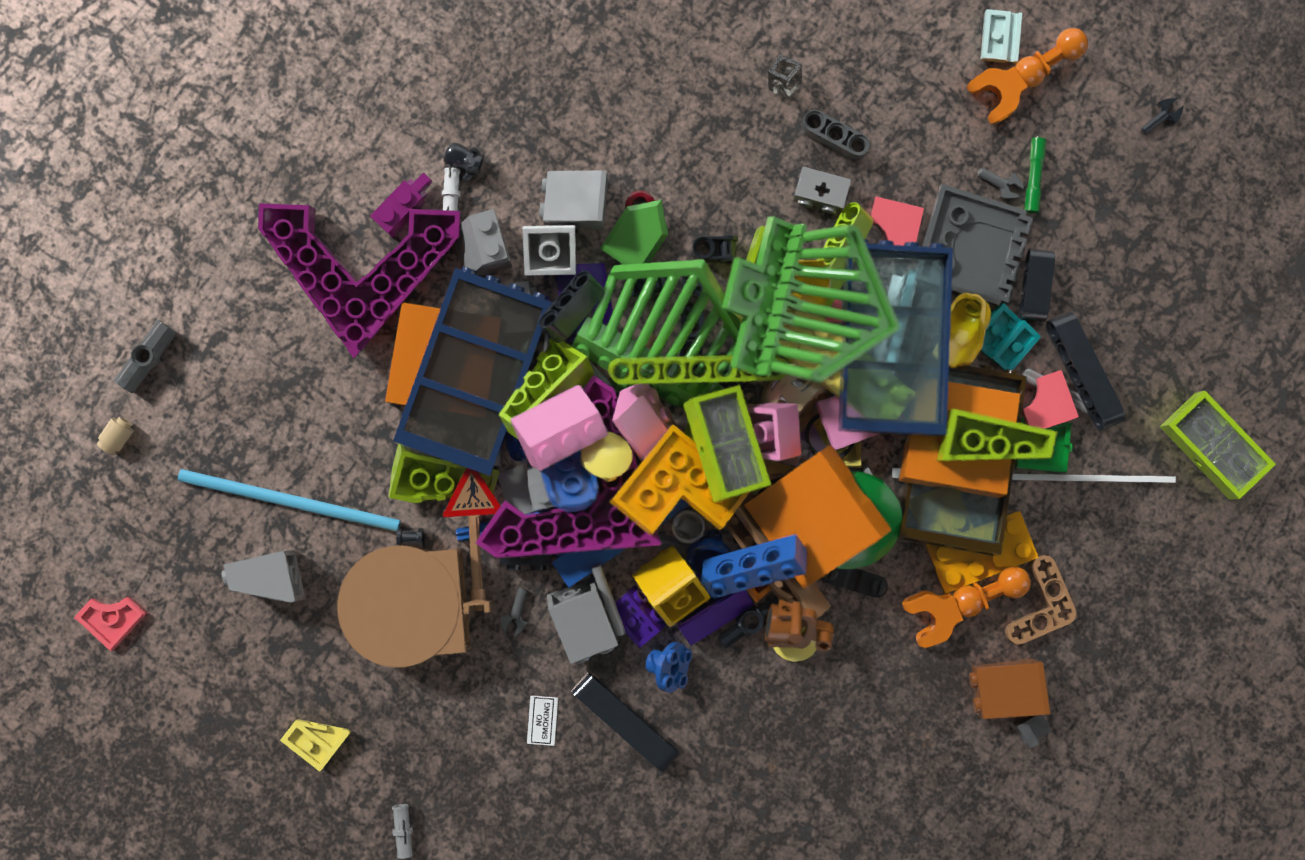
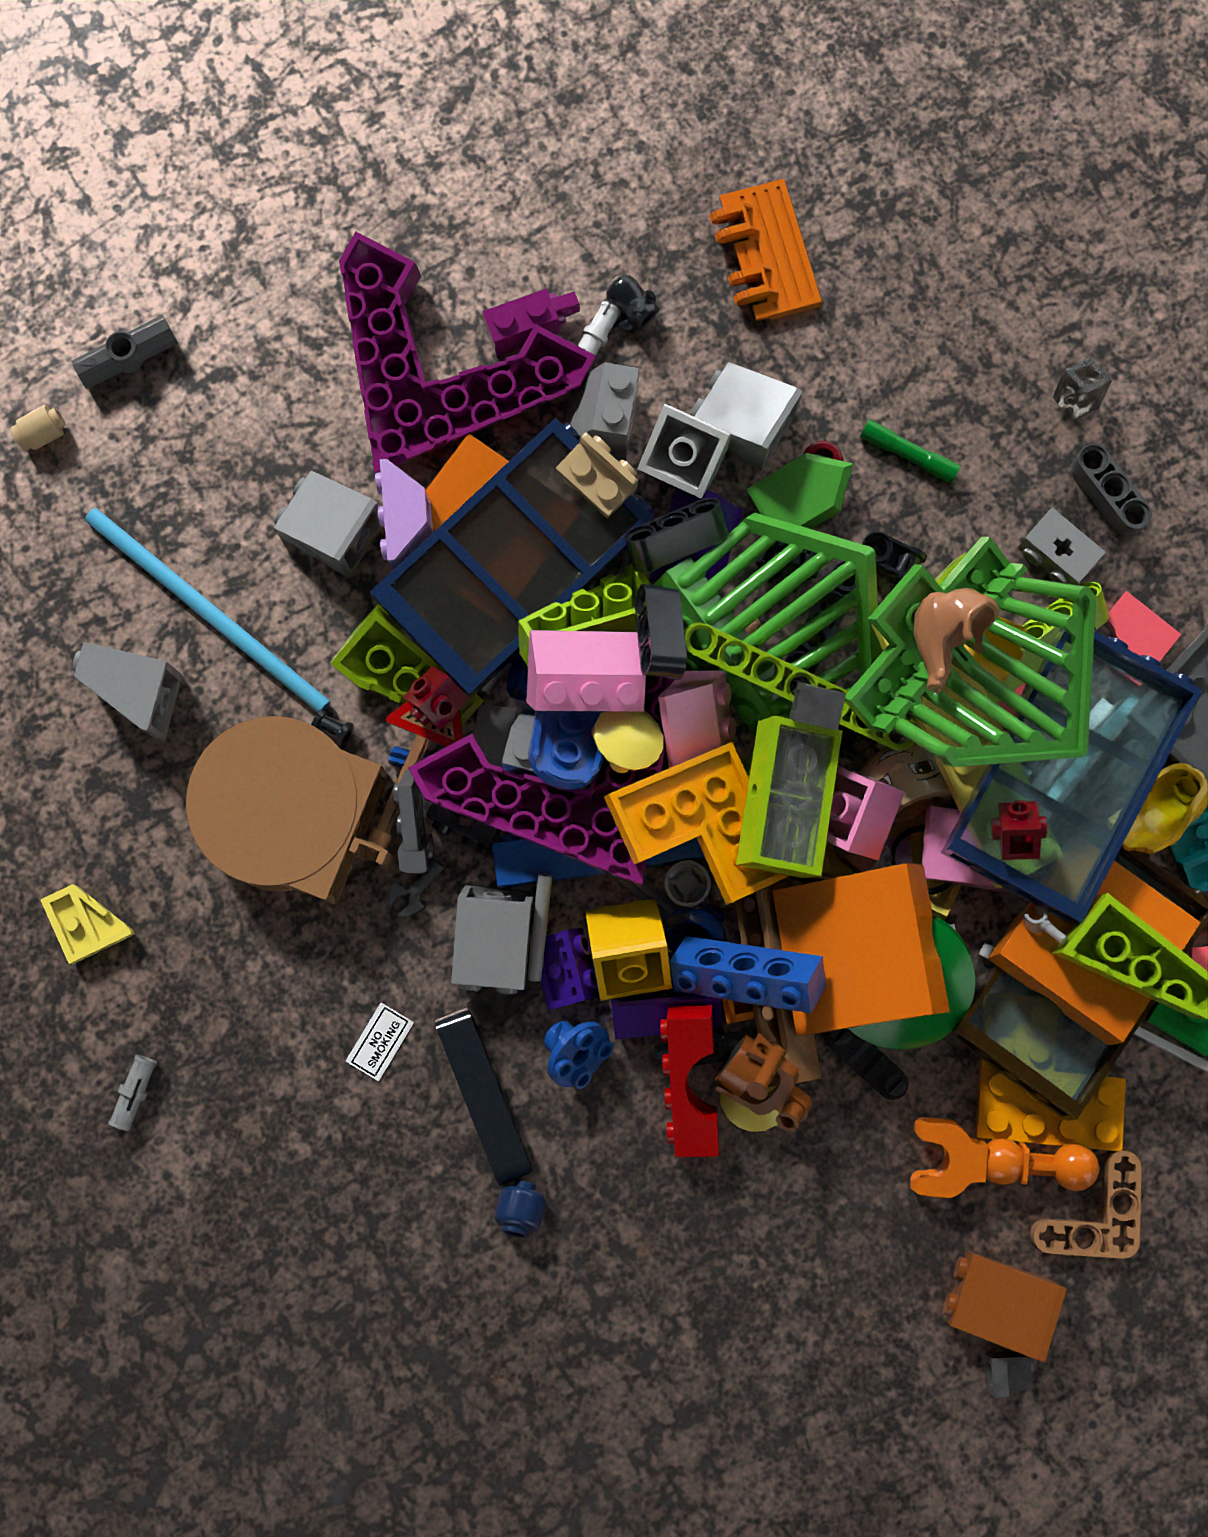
camera: 30 degrees right, 5 degrees down
(339, 404) = (329, 522): none -> light grey slope
(388, 378) = (404, 513): none -> lavender slope
(469, 488) = (435, 698): none -> dark red brick
(502, 293) = (598, 474): none -> tan bracket
(503, 586) = (416, 844): none -> dark grey plate
(538, 78) = (771, 253): none -> orange hinge
(593, 378) = (660, 632): none -> black beam
(683, 781) = (519, 1209): none -> dark blue head
(711, 171) = (891, 441): none -> green piece
(716, 379) = (817, 706): none -> flat silver panel
(765, 672) = (689, 1040): none -> red arch
(772, 287) = (947, 622): none -> nougat piece
(880, 396) = (1019, 830): none -> dark red brick
(924, 446) = (1044, 925): none -> light grey hand

